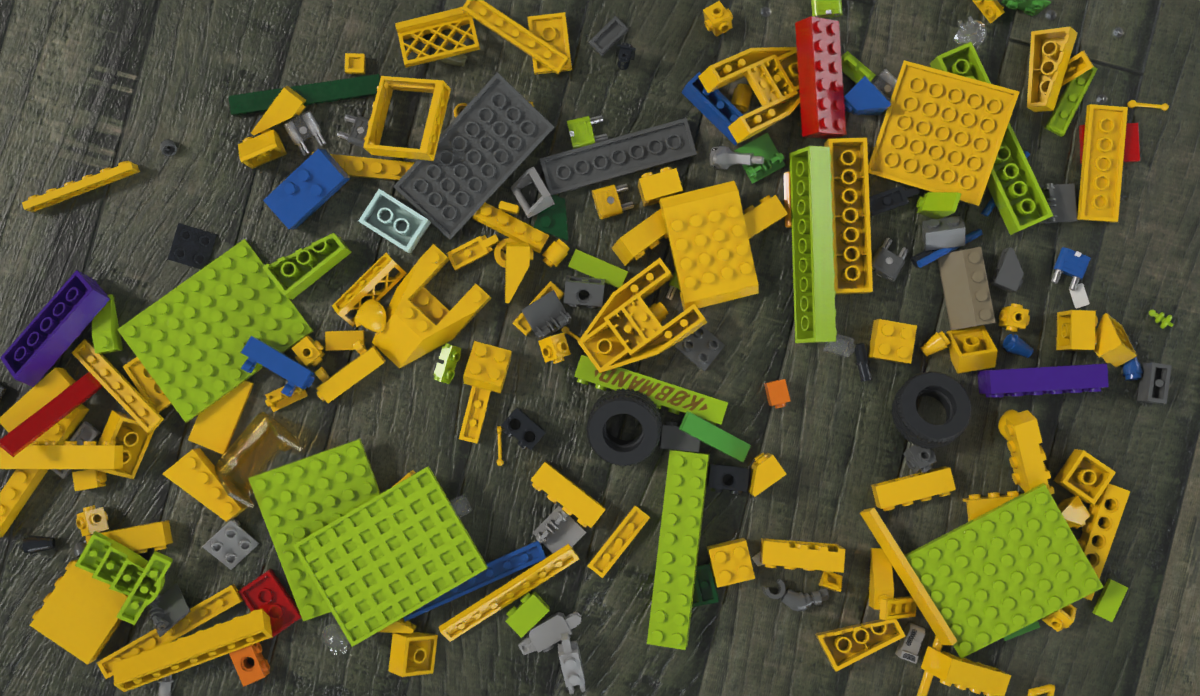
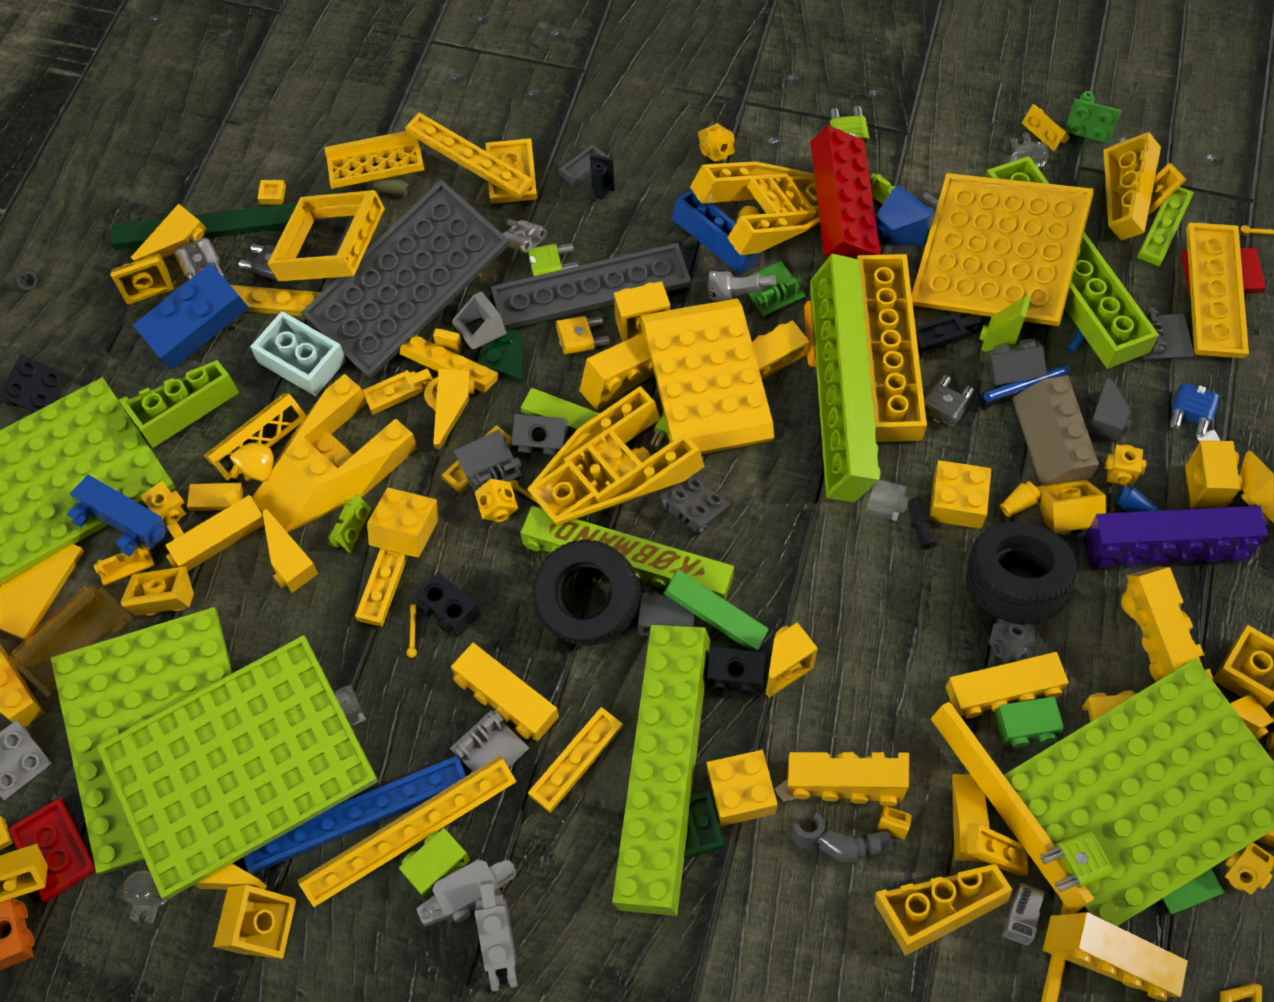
camera: 10 degrees right, 25 degrees down
(315, 424) = (158, 591): none -> yellow slope
(404, 392) = (289, 561): none -> yellow slope
(555, 253) = (505, 391): yellow brick -> none
(562, 110) = (524, 235): none -> clear piece
(777, 393) = (803, 559): orange brick -> none
(926, 514) = (1029, 722): none -> bright green brick
(953, 619) = (1082, 859): none -> lime piece

